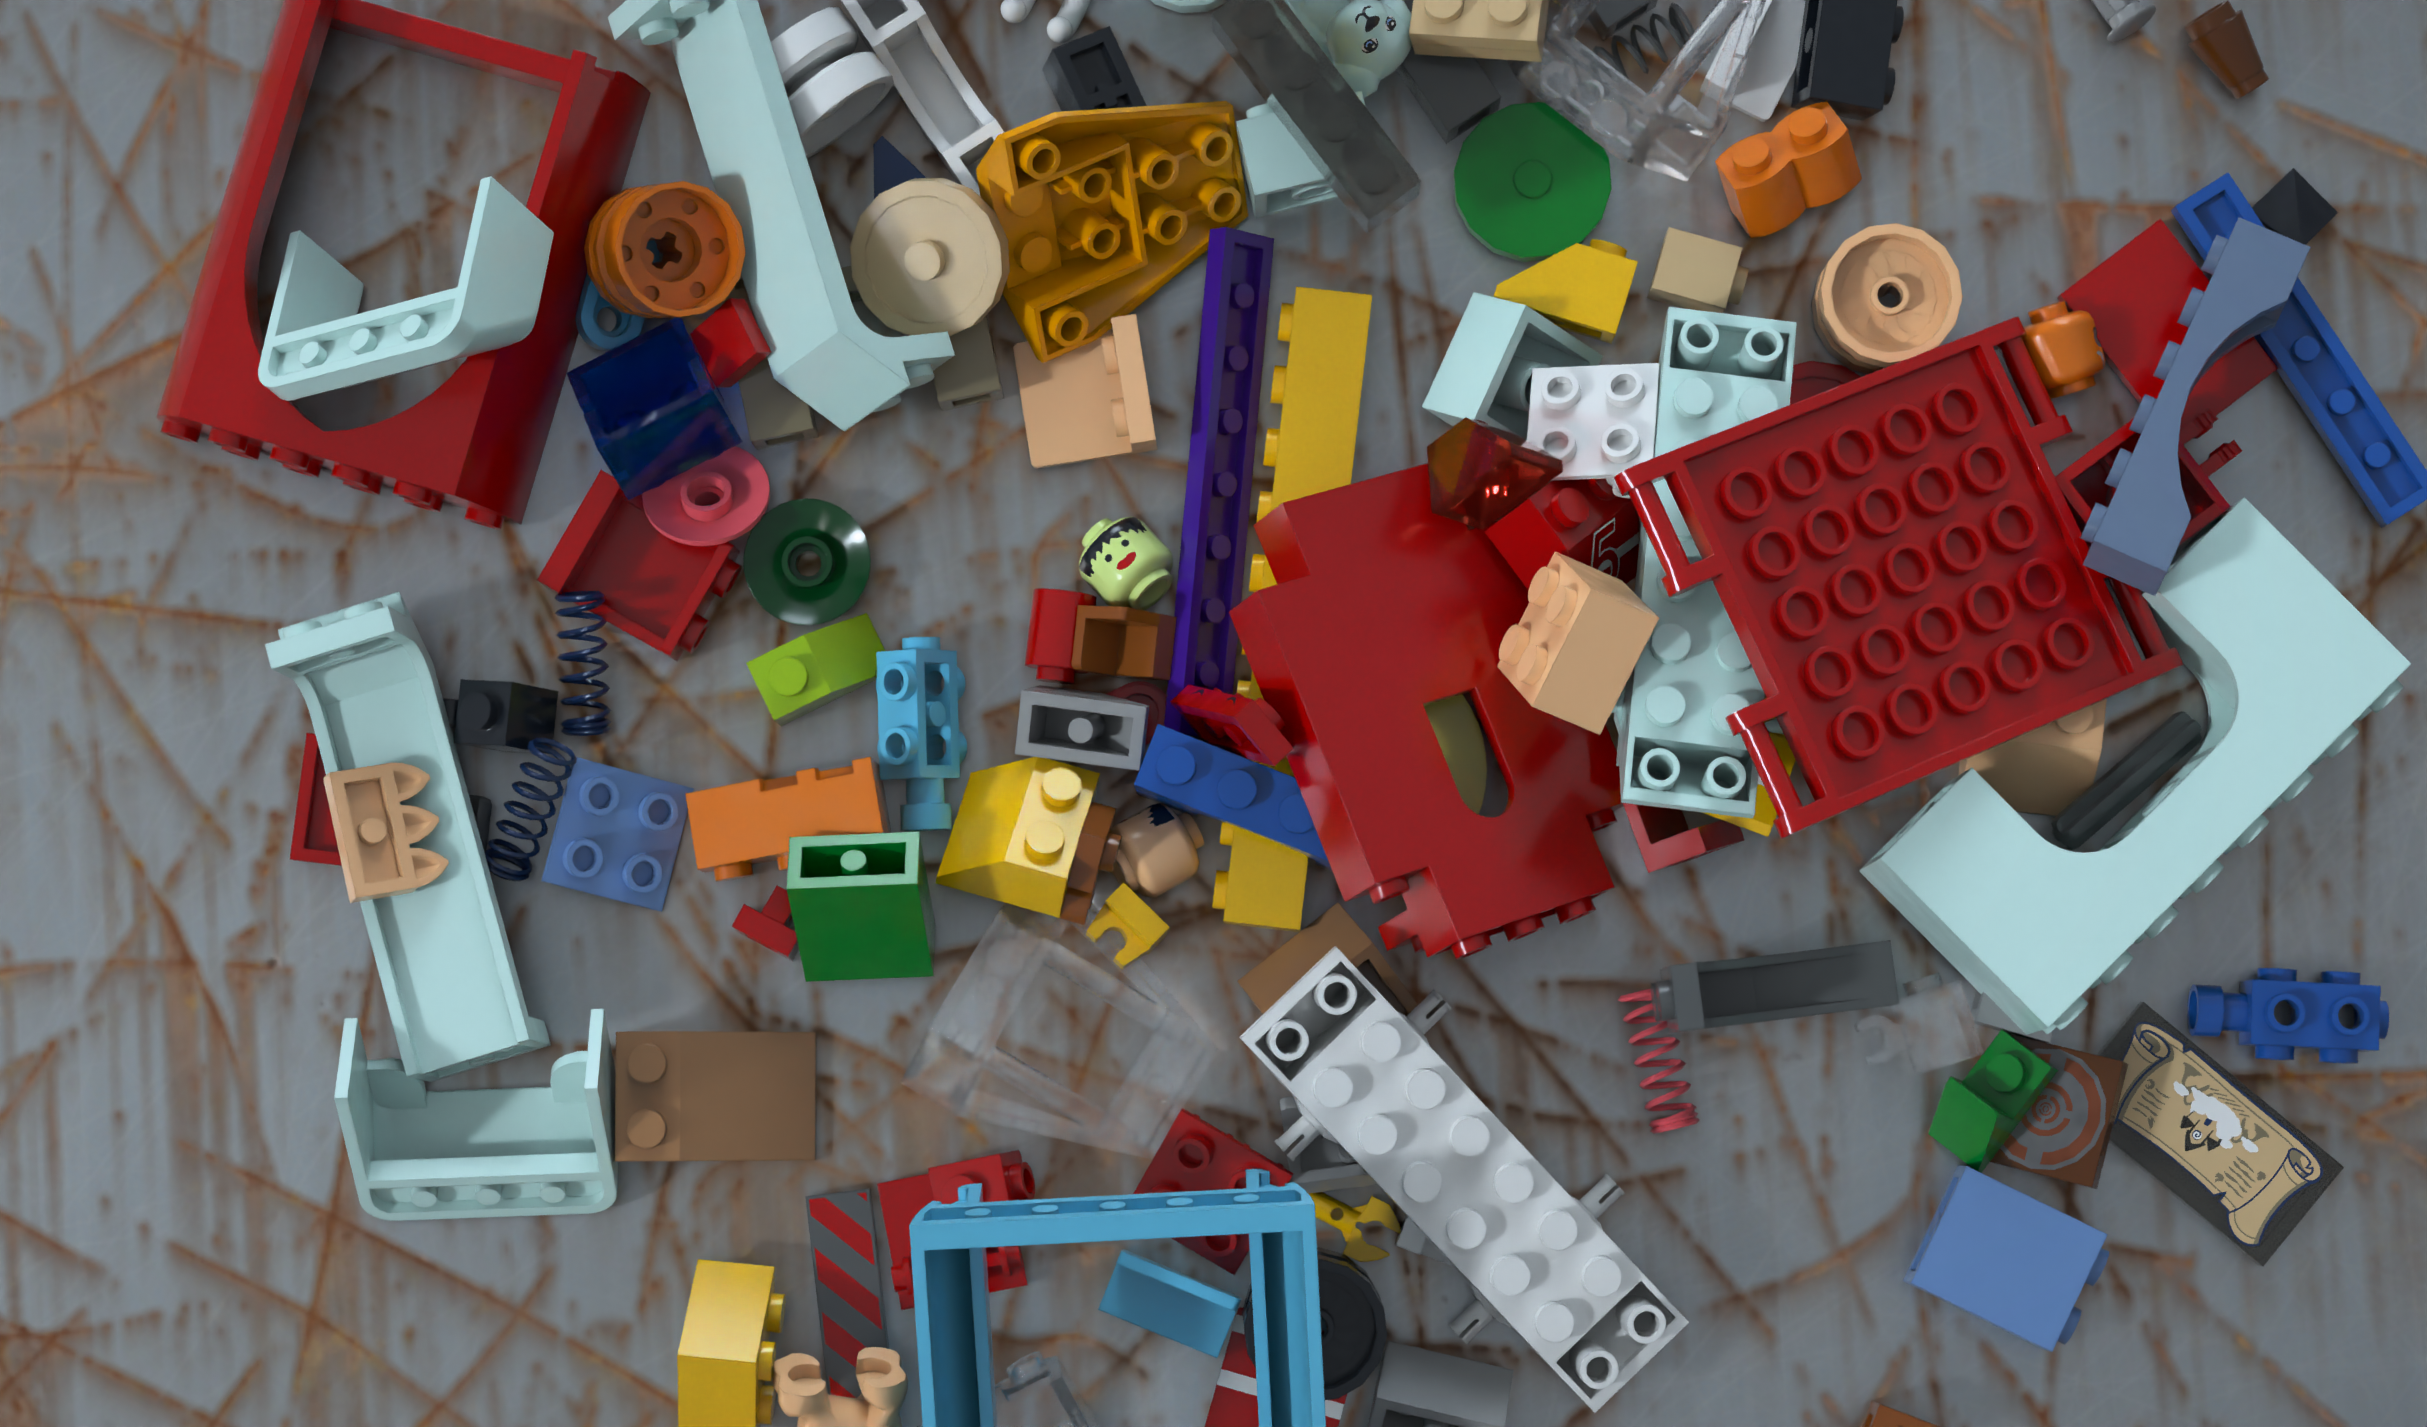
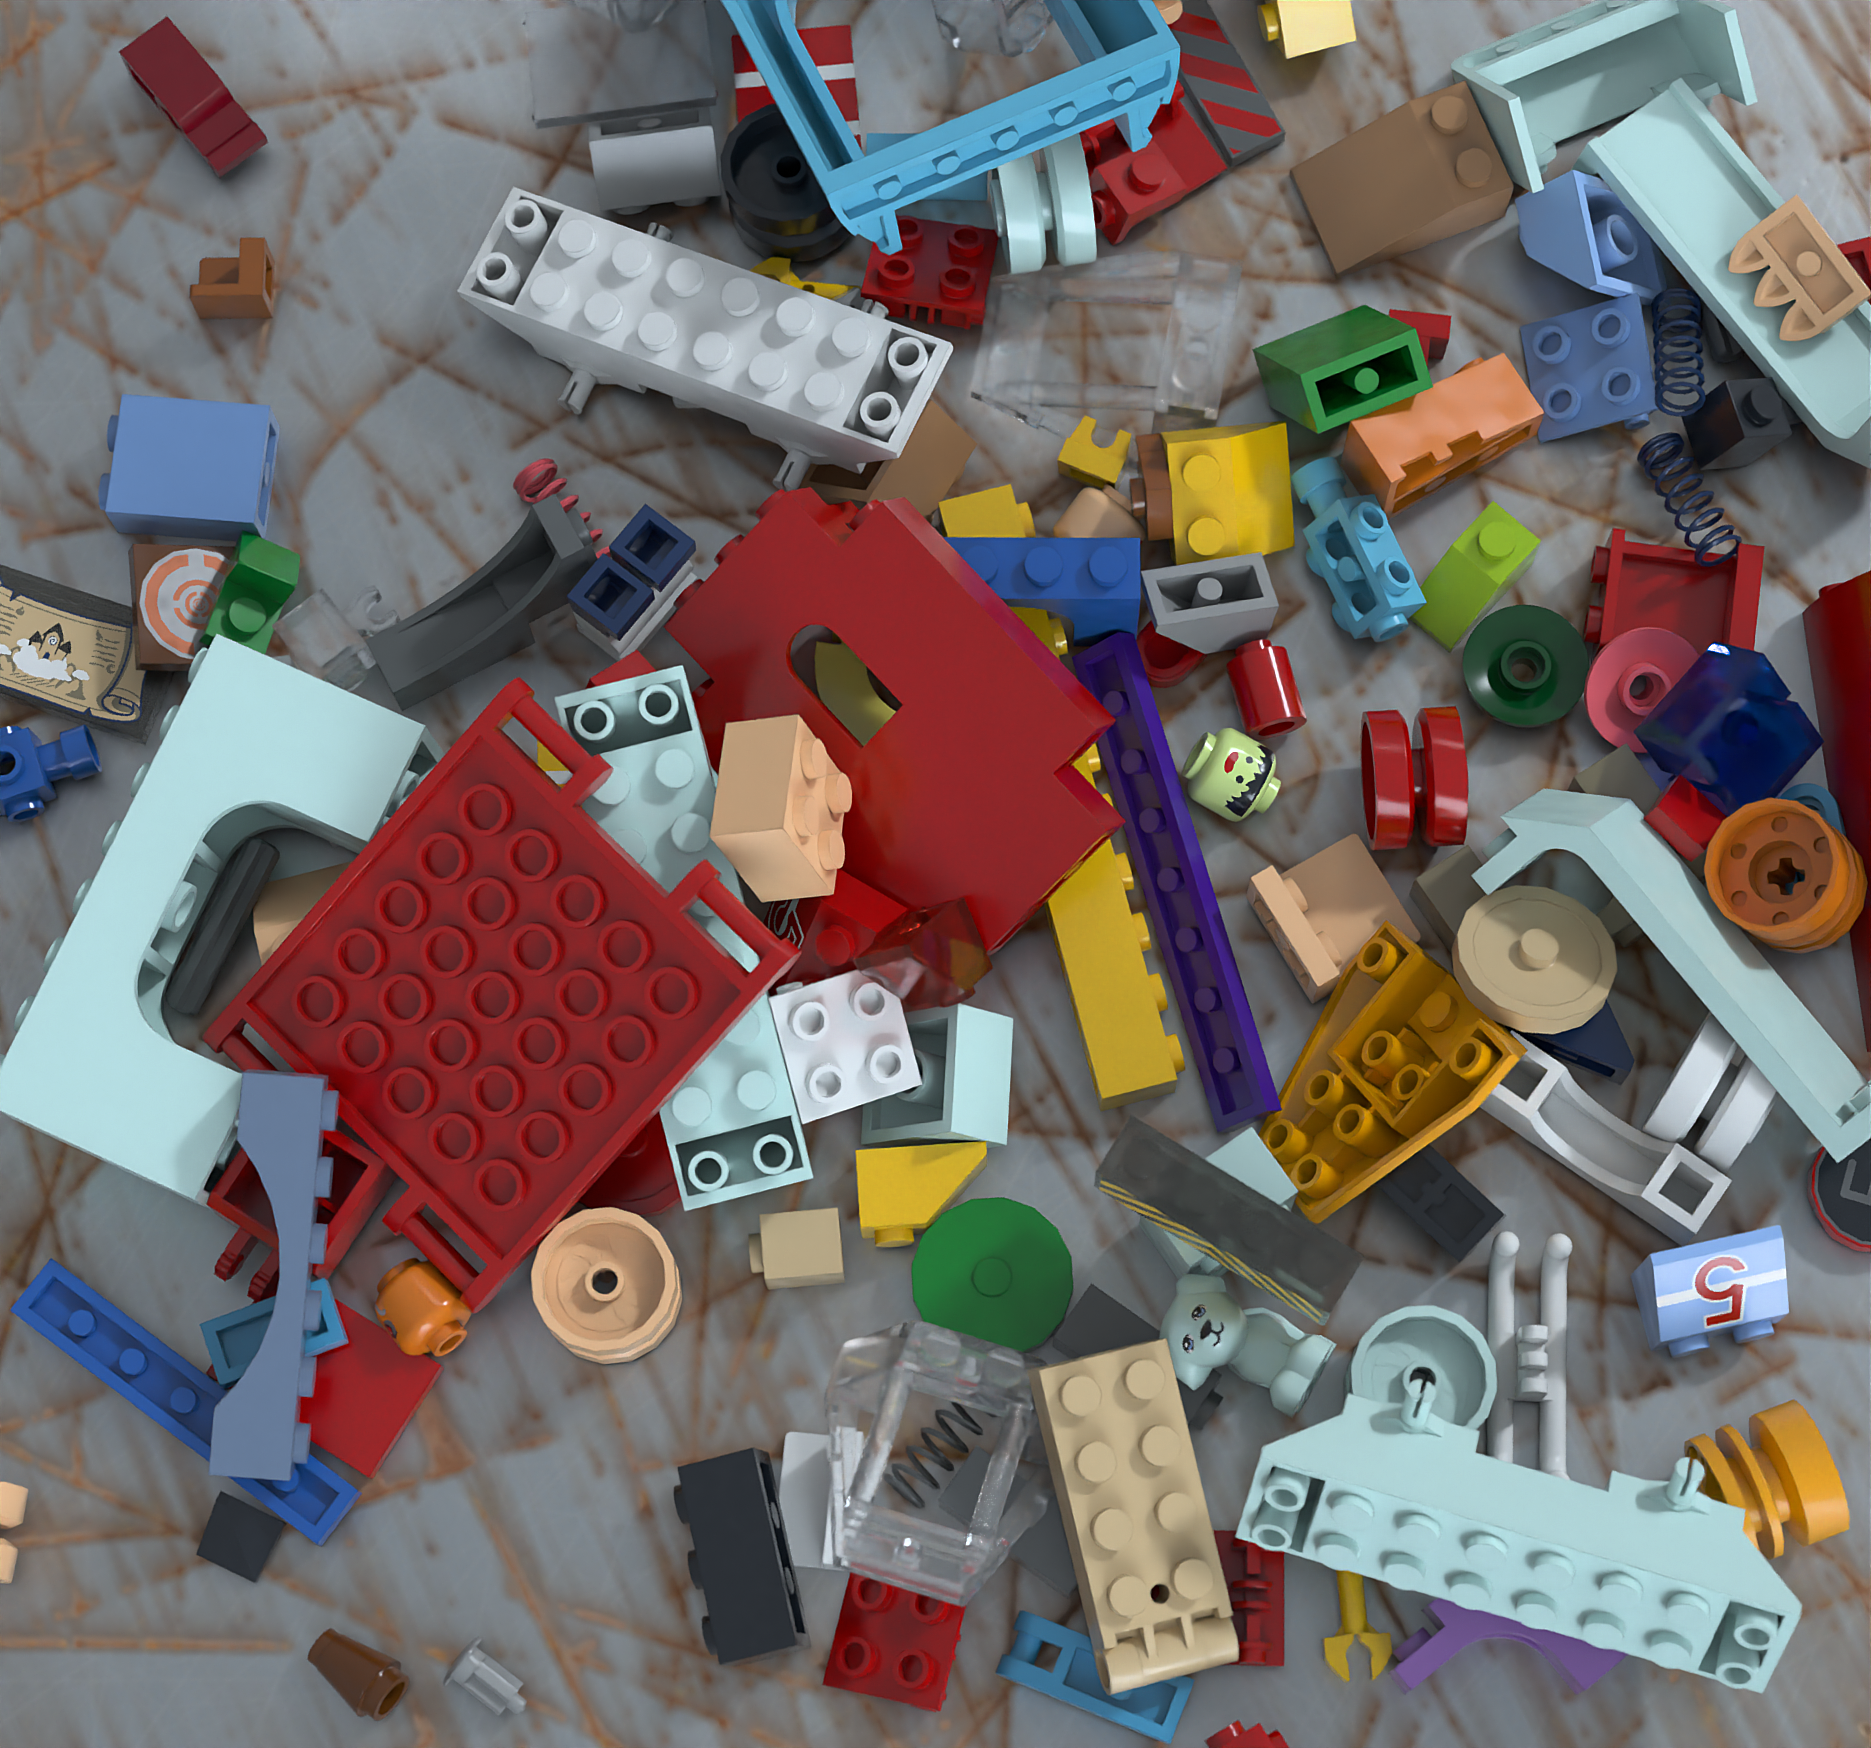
camera: 155 degrees right, 10 degrees down
(564, 952) = (1590, 238): none -> light blue slope
(952, 479) = (1419, 778): none -> red wheel
(1061, 1176) = (1052, 200): none -> light aqua wheel
(1123, 642) = (1203, 701): dark orange panel -> none
(1234, 723) = (1071, 628): red plate -> none
(1629, 941) = (633, 594): none -> dark blue hips
(1790, 169) = (755, 1368): orange brick -> none
(2235, 380) = (238, 1334): none -> dark azure plate

